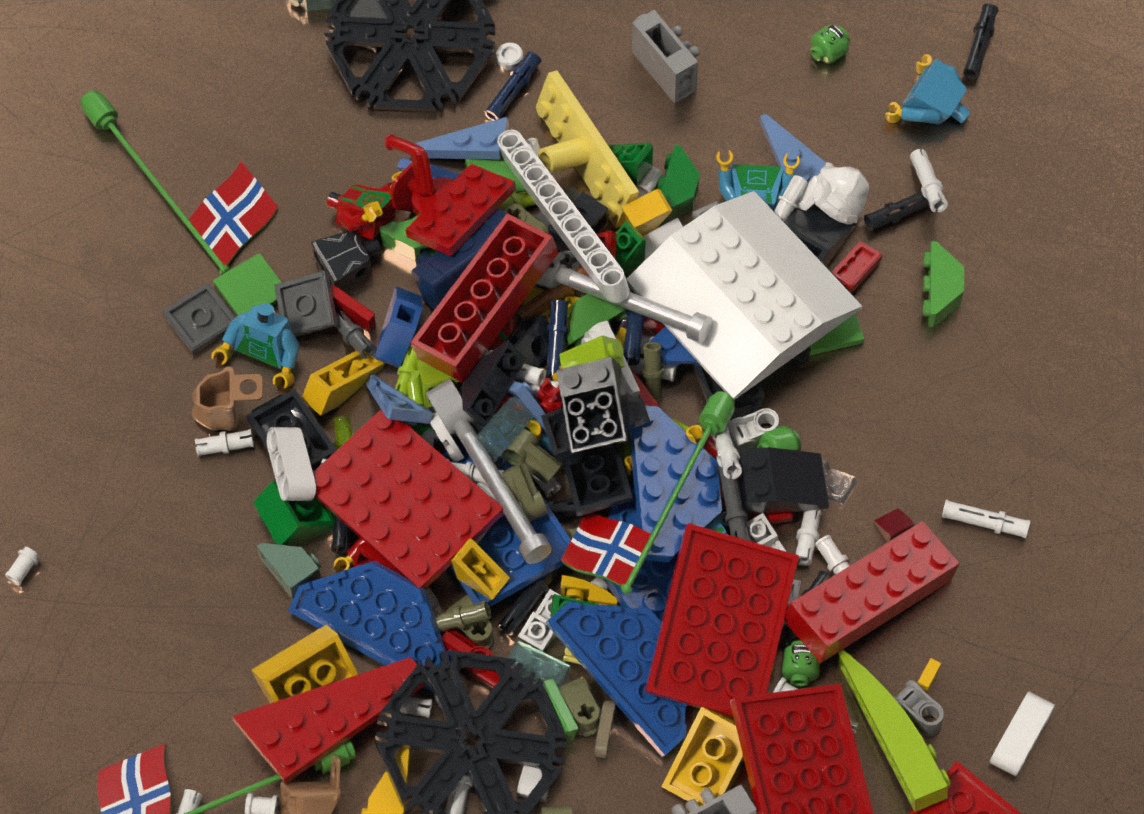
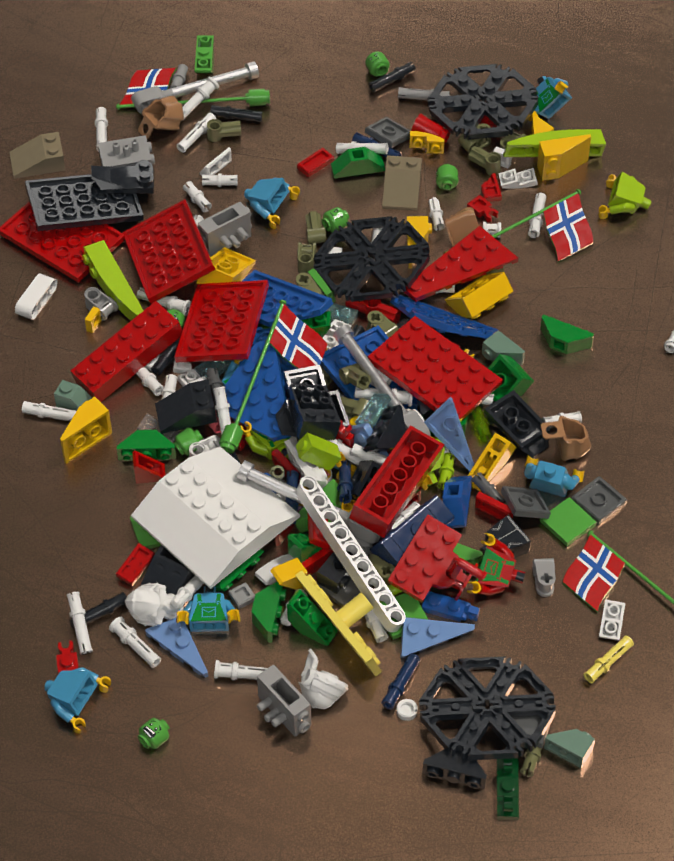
camera: 175 degrees right, 10 degrees down
(187, 584) = (564, 336): none -> green slope
(225, 146) = (612, 620): none -> white slope
(251, 87) = (593, 673): none -> light yellow pin
(291, 464) = (512, 386): white beam -> none
(300, 209) = (544, 576): none -> light grey piece
(460, 616) = (387, 316): olive pin -> none
(478, 570) = (376, 335): yellow slope -> none
(577, 781) = (305, 257): none -> olive piece
(605, 729) = (292, 274): dark tan tile -> none
(613, 78) = (318, 687): none -> white head
(724, 113) = (235, 671): none -> white pin
(839, 408) = (147, 468): none -> red slope
(840, 444) = (148, 443): none -> green slope
(851, 158) = (129, 636): none -> white pin
(893, 524) = (112, 403): dark red slope -> none
(925, 469) = (85, 429): none -> yellow slope
(943, 148) = (67, 659): none -> red plate
(943, 283) = (72, 554): bright green slope -> none
(955, 531) = (70, 395): none -> sand green slope
(987, 17) = (30, 755): black pin -> none

